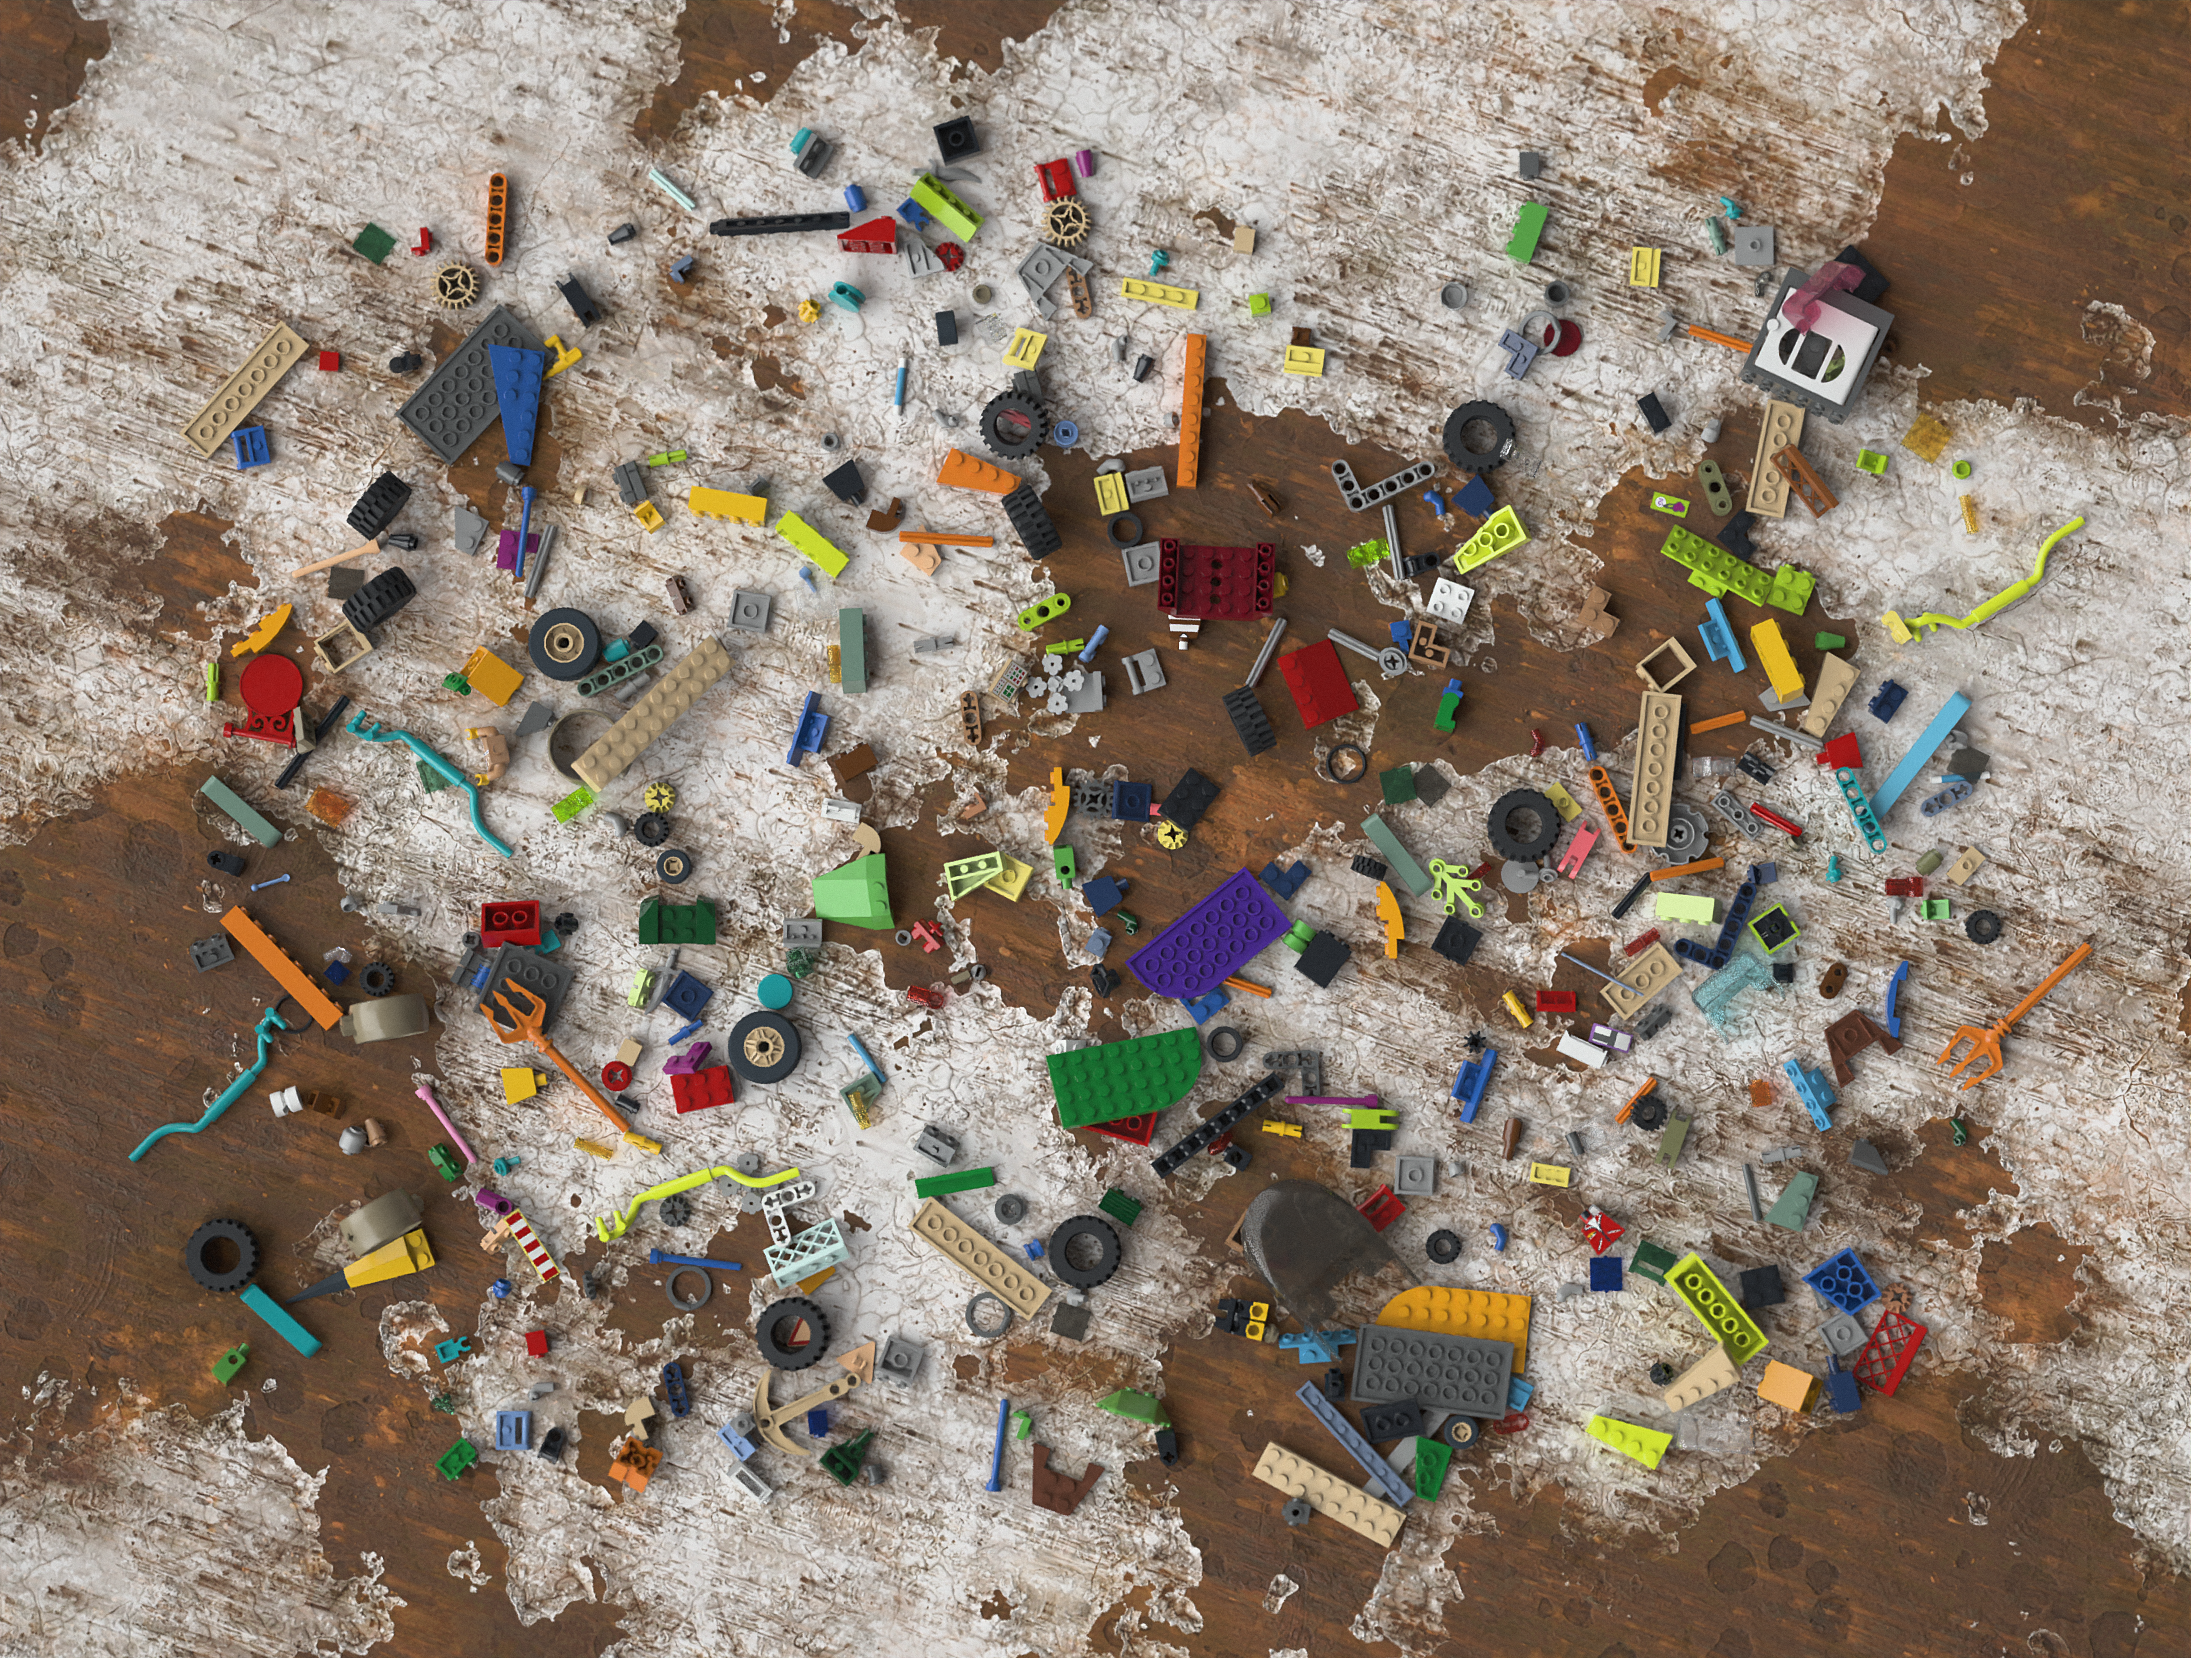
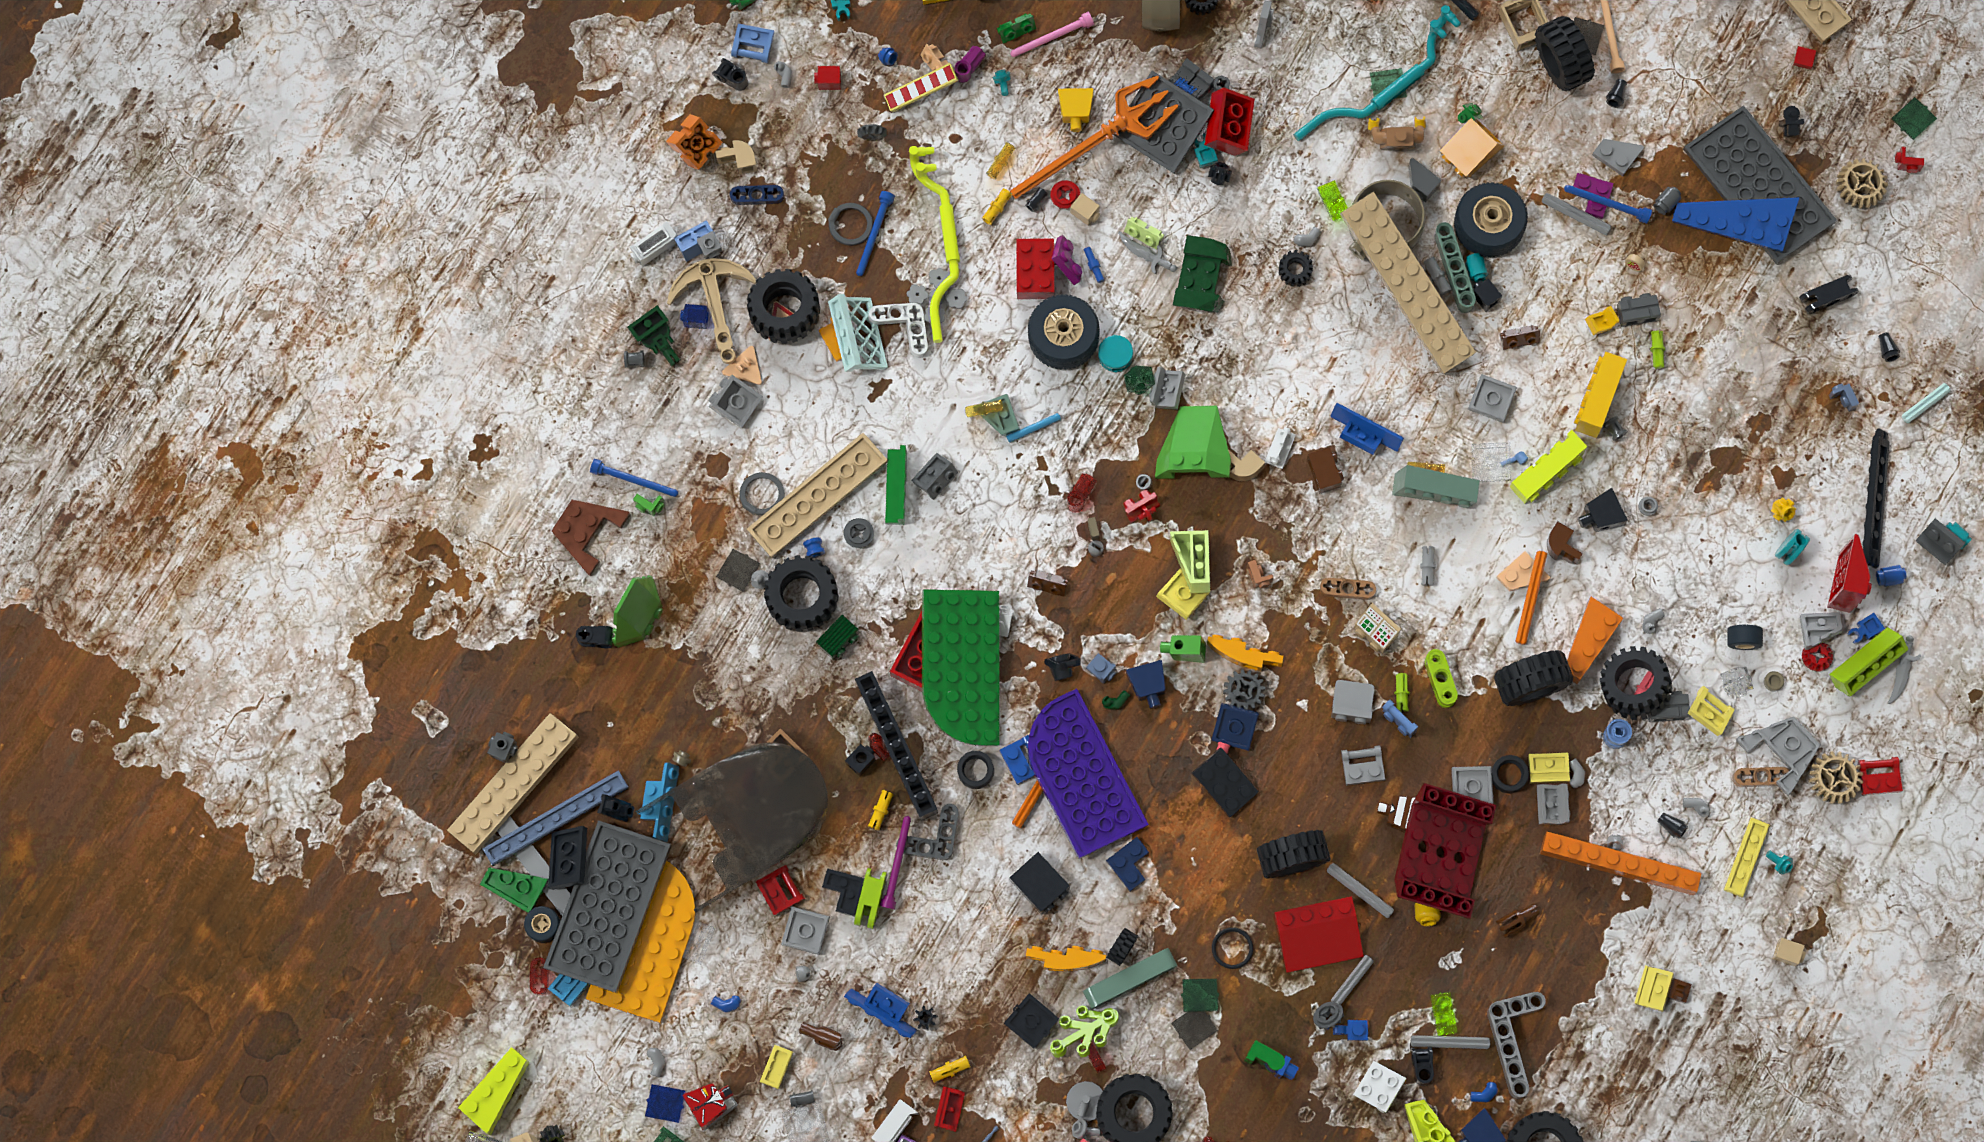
camera: 105 degrees right, 10 degrees down
(379, 505) = (1656, 70): black tyre -> none
(493, 211) = (1929, 230): orange beam -> none
(566, 360) = (1771, 274): yellow piece -> none
(667, 802) = (1319, 288): light yellow gear -> none
(668, 862) = (1255, 275): black wheel -> none
(679, 1203) = (932, 228): dark grey gear -> none
(687, 996) = (1127, 272): dark blue plate -> none
(900, 387) = (1693, 584): dark azure bar -> none
(956, 140) = (1936, 684): black brick -> none
(1023, 1021) = (1038, 581): none -> reddish brown hinge
(1055, 684) = (1366, 675): light grey plant -> none
(1085, 162) = (1894, 808): magenta cone -> none
(1167, 841) = (1188, 755): light yellow gear -> none
(1237, 1316) = (702, 734): black hips -> none
(1259, 305) = (1719, 954): lime brick -> none
(1299, 937) = (1068, 866): bright green wheel -> none
(1424, 651) = (1336, 1047): medium nougat brick -> none
(1431, 1246) = (724, 933): black tyre -> none

